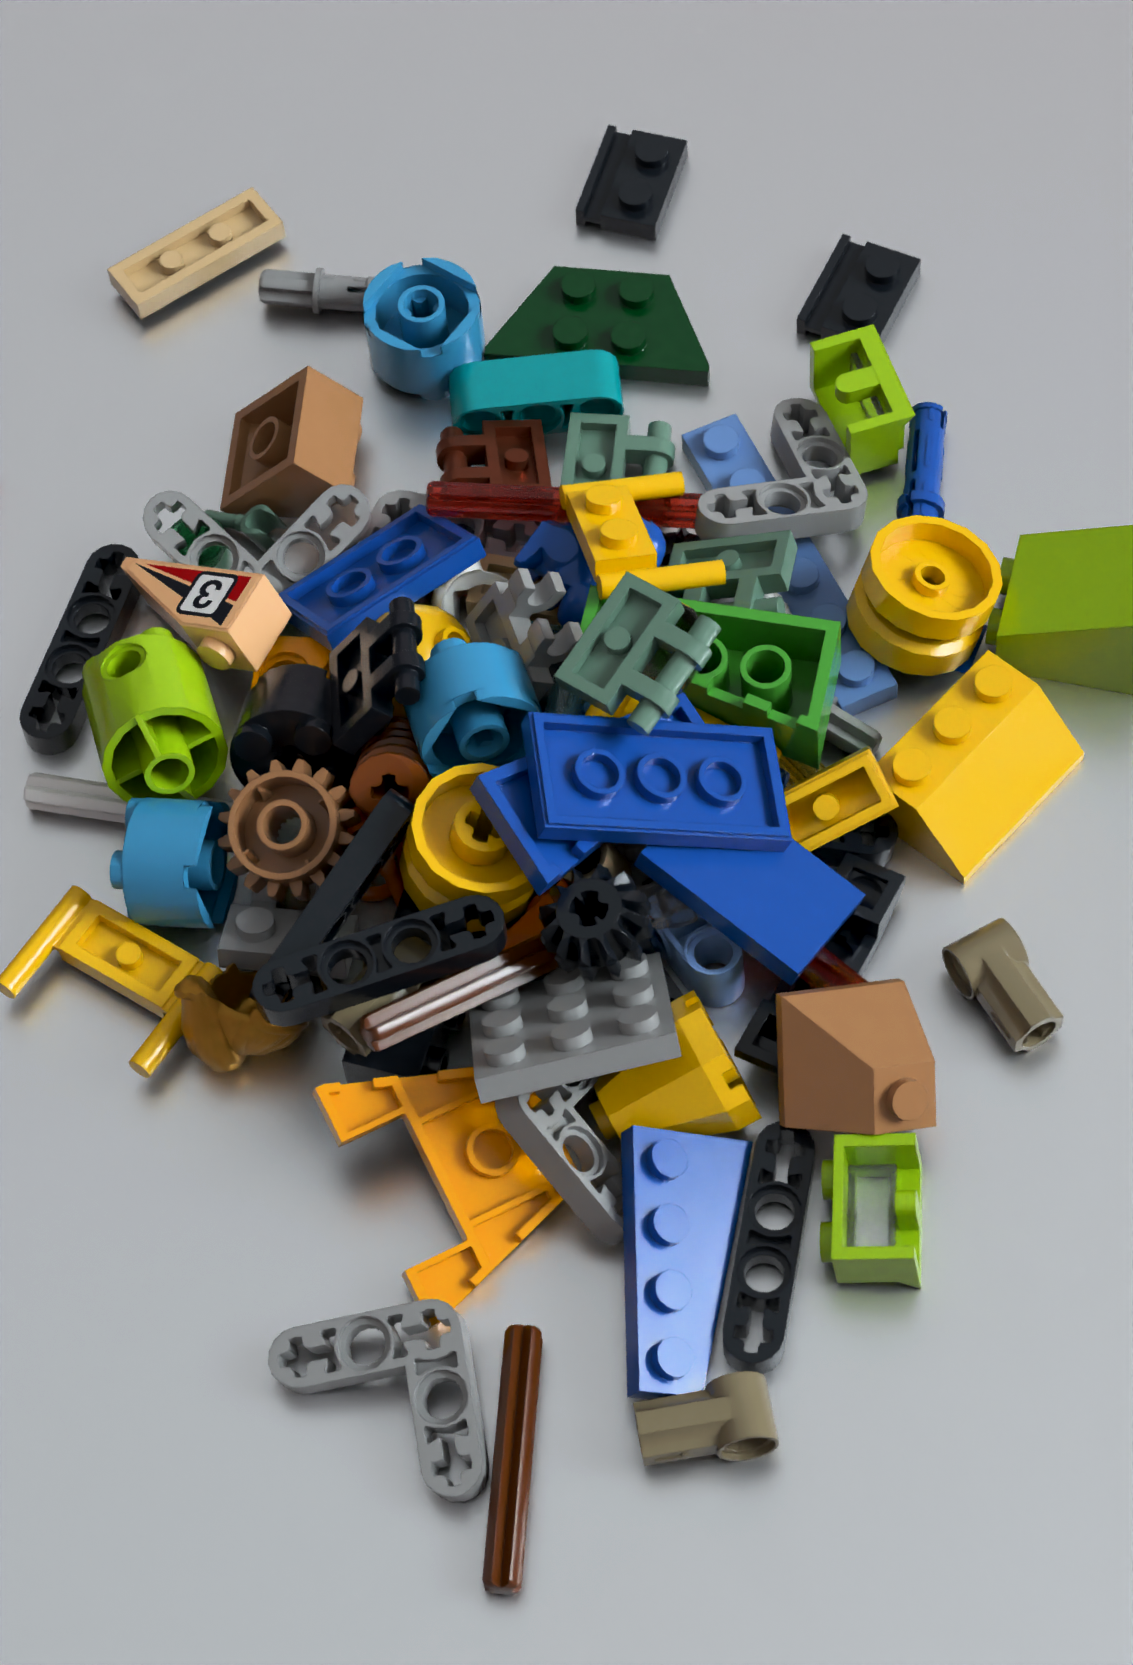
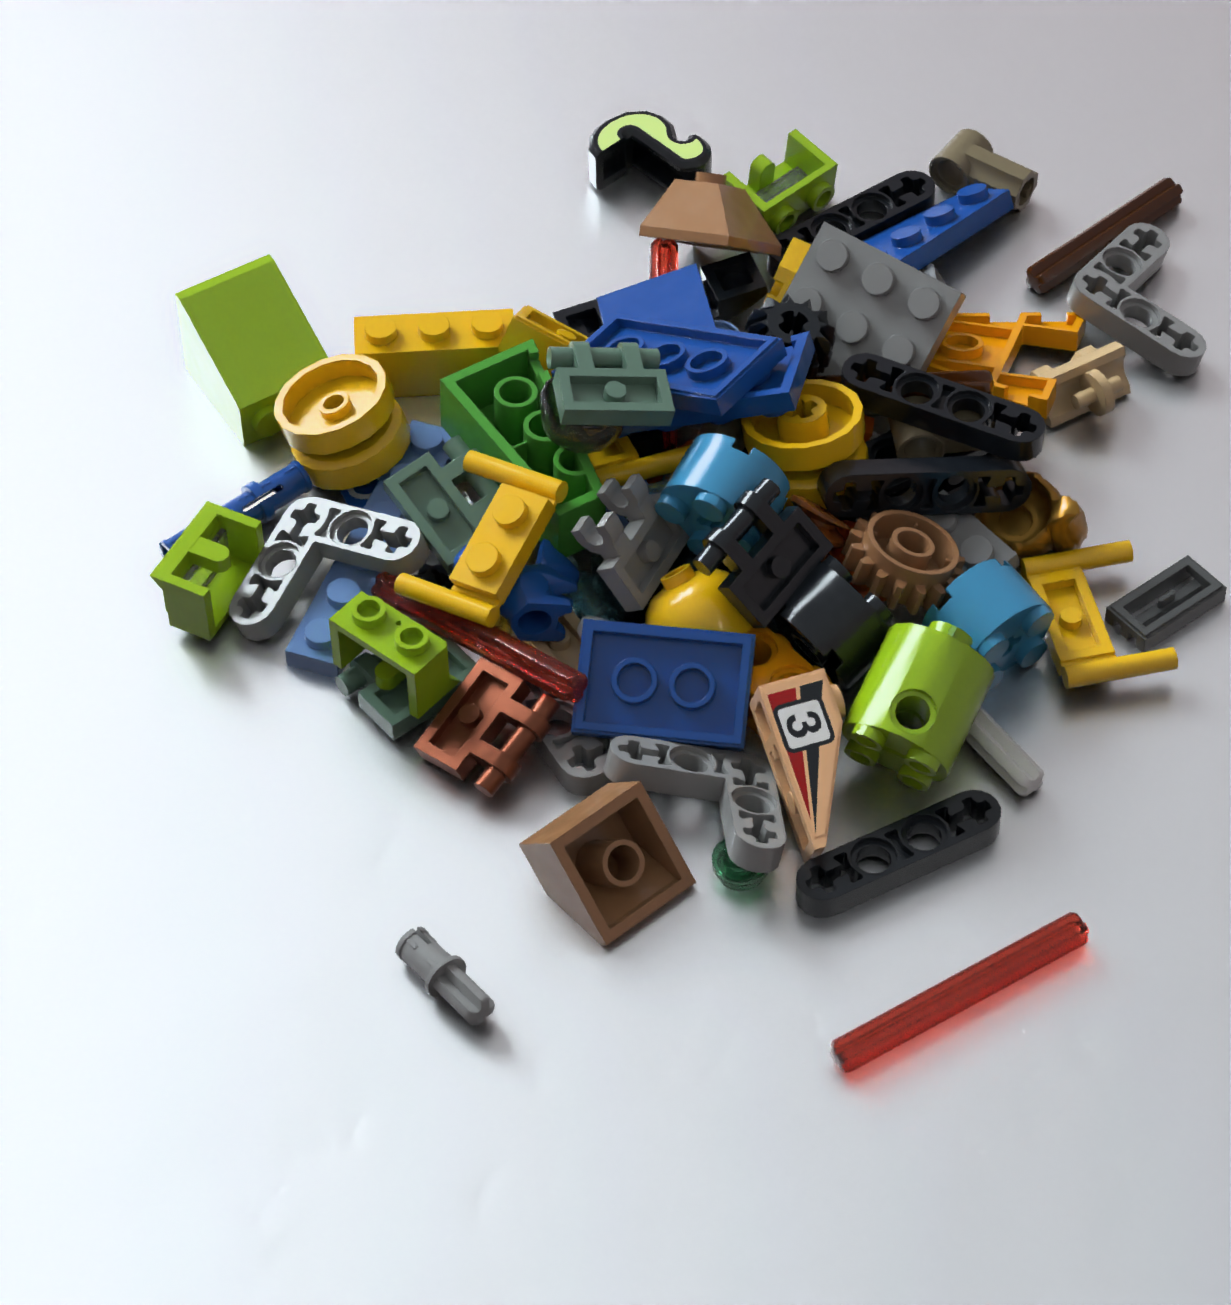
camera: 140 degrees left, 10 degrees down
(63, 1110) = (1173, 609): none -> dark grey tile
(196, 253) = (497, 1084): tan plate -> none
(254, 524) = (693, 846): sand green hand -> none
(364, 1198) = (1087, 382): none -> tan hips
(422, 325) = (416, 858): dark azure brick -> none
(535, 388) = (396, 766): teal beam -> none
(611, 311) = (285, 791): dark green wing -> none
(618, 430) = (402, 644): none -> lime window
(632, 182) = (124, 881): black plate -> none
(859, 290) = (96, 673): black plate -> none
(996, 971) = (566, 242): dark tan piece -> none
(1044, 1157) = (649, 145): none -> black animal

